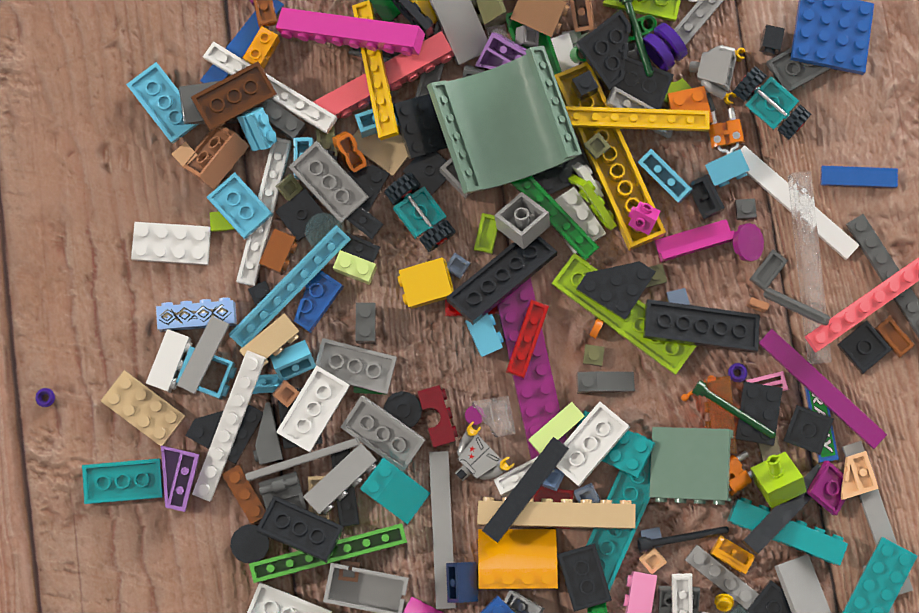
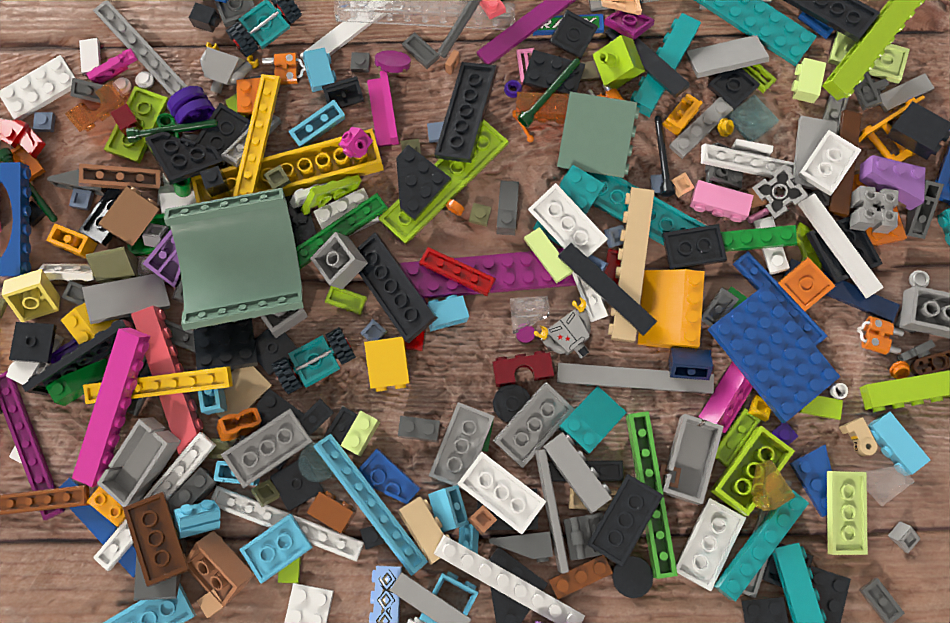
camera: 80 degrees left, 5 degrees down
(302, 66) = (142, 458): none -> light grey piece

